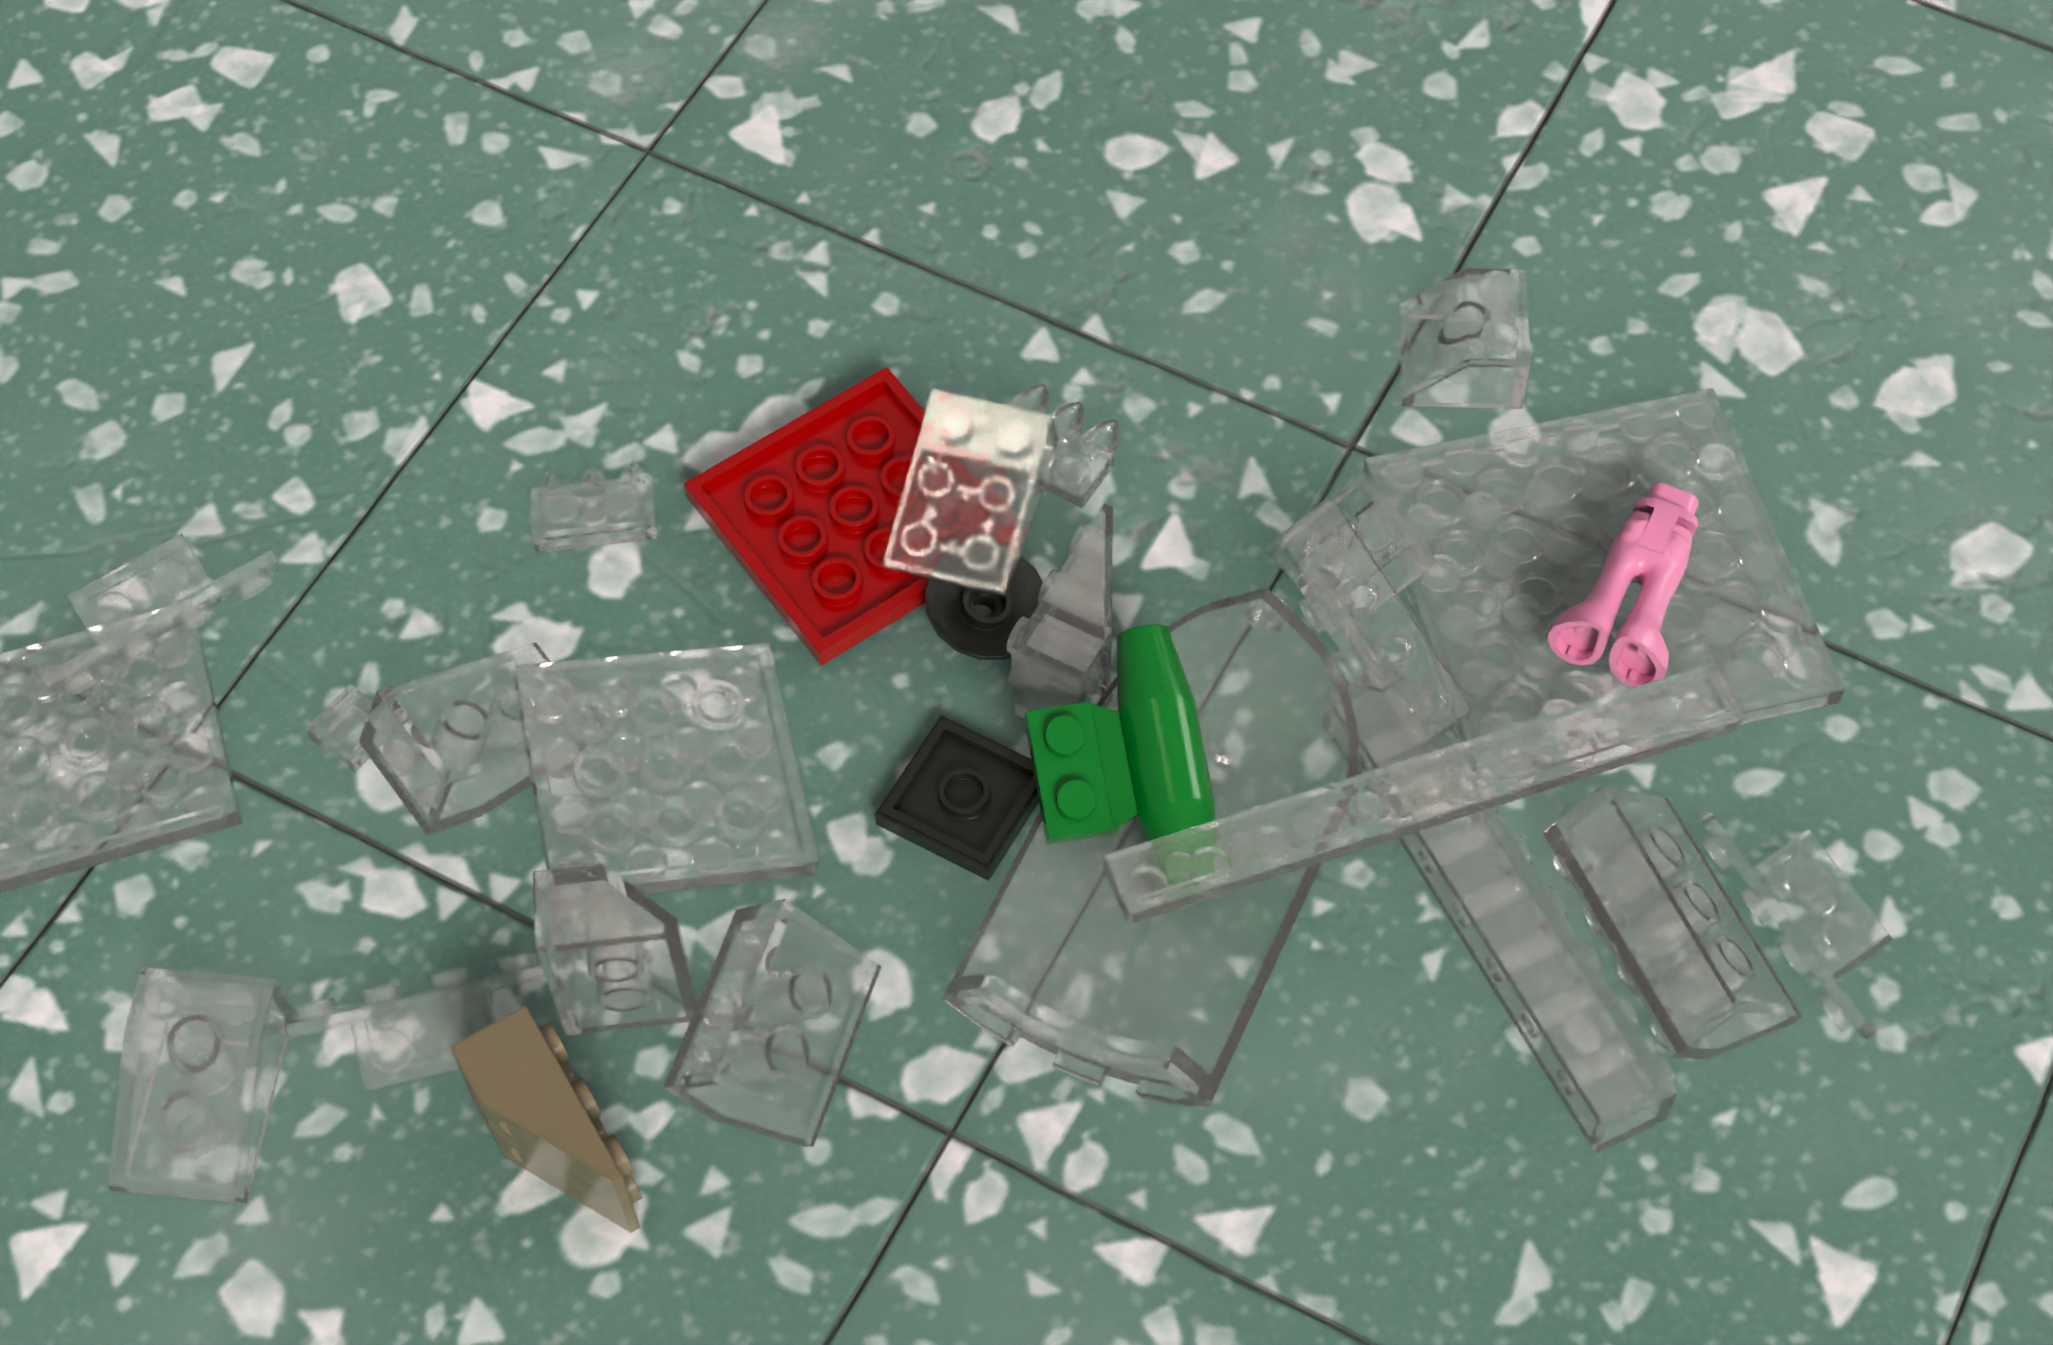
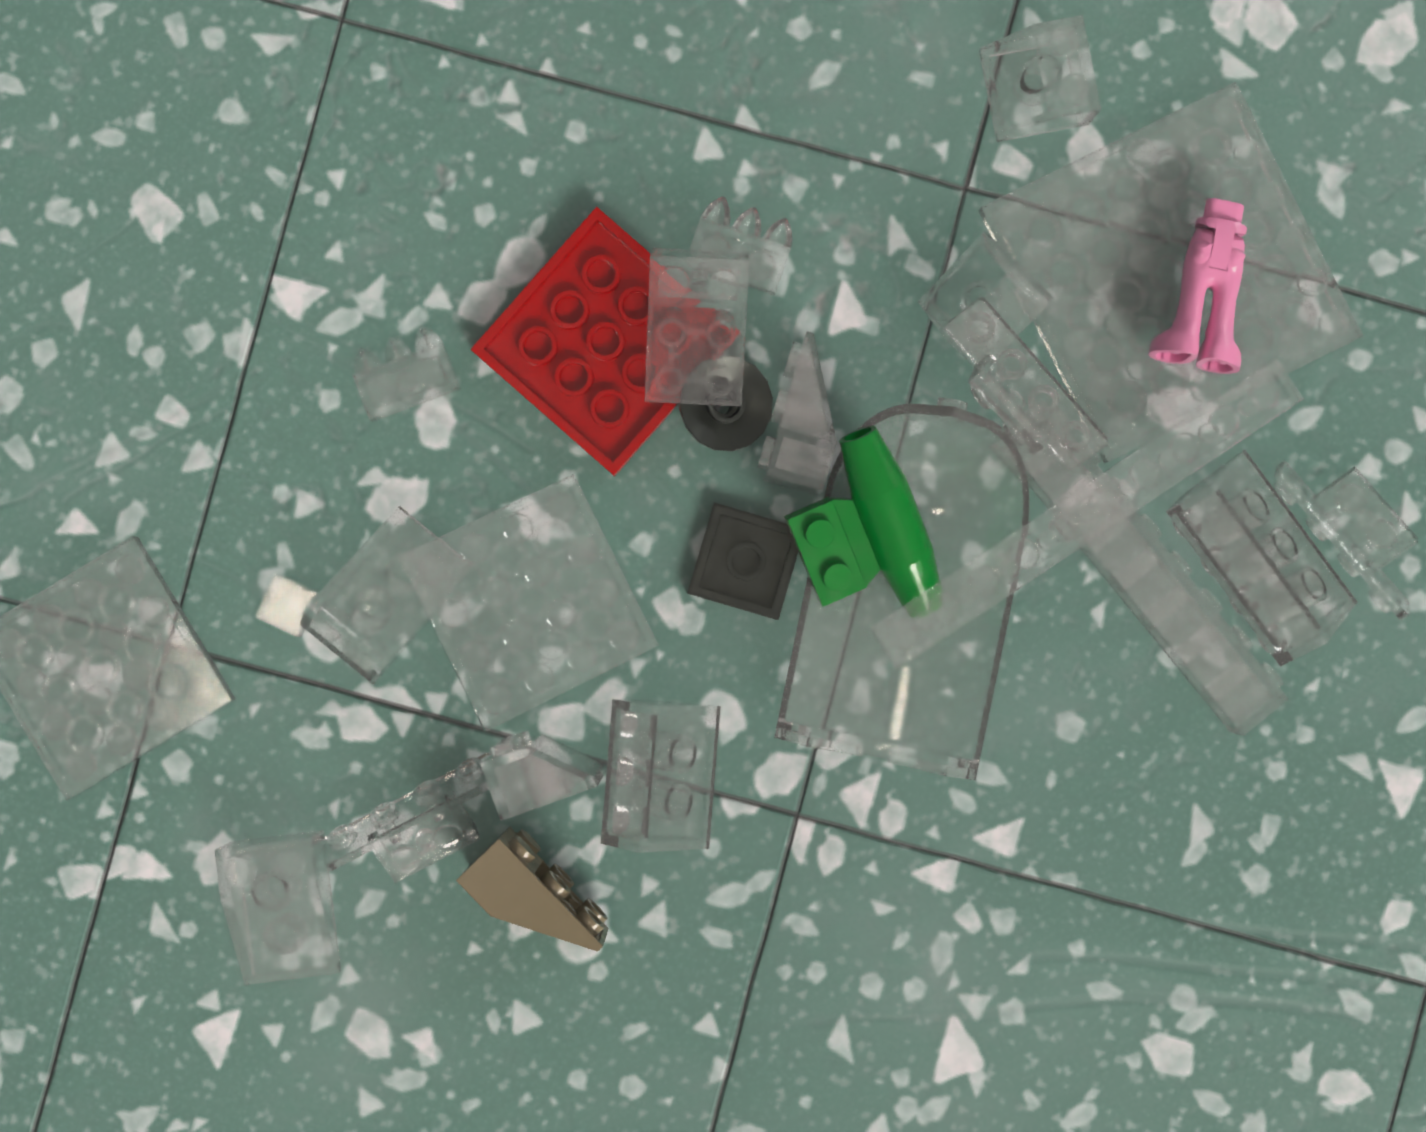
camera: 20 degrees left, 30 degrees up
(147, 600) = (104, 557): clear bracket -> none

